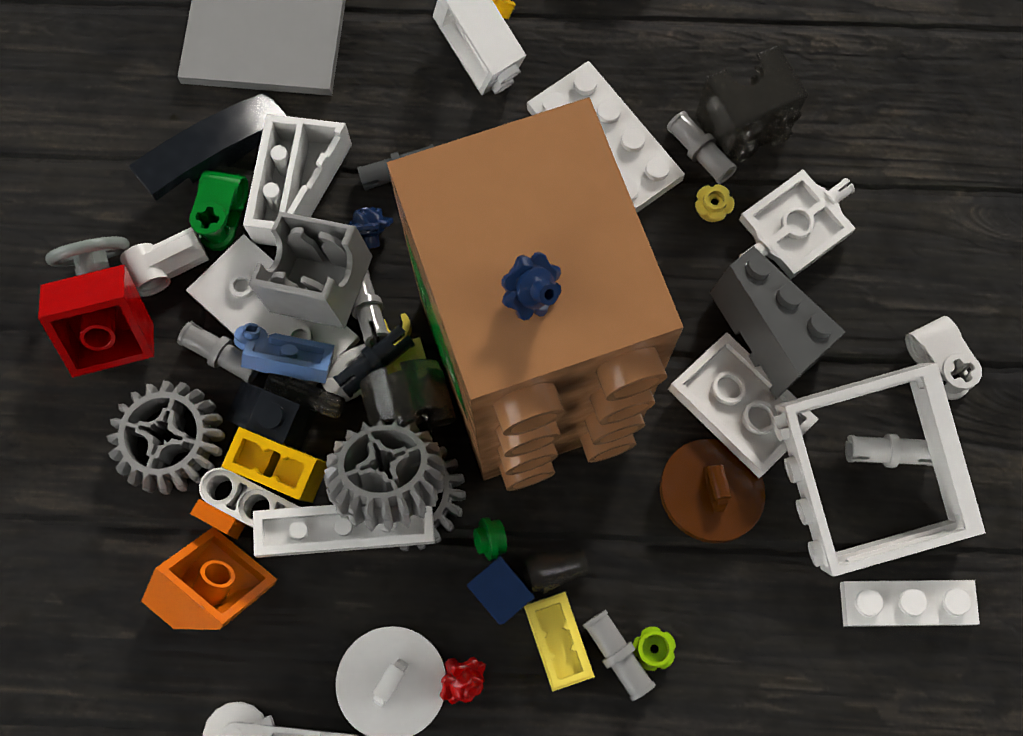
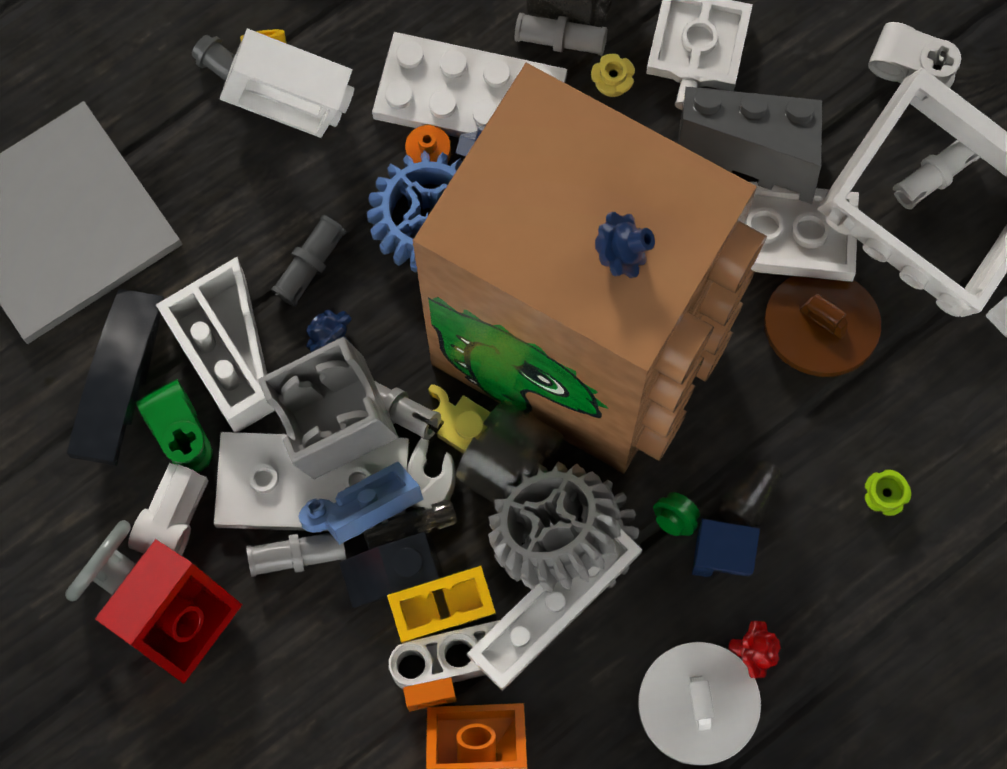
camera: 40 degrees left, 0 degrees up
(173, 406) = (298, 674): light grey gear -> none
(374, 358) = (447, 445): black pin -> none
(558, 641) = (807, 551): light yellow plate -> none
(619, 655) = (864, 521): light grey pin -> none

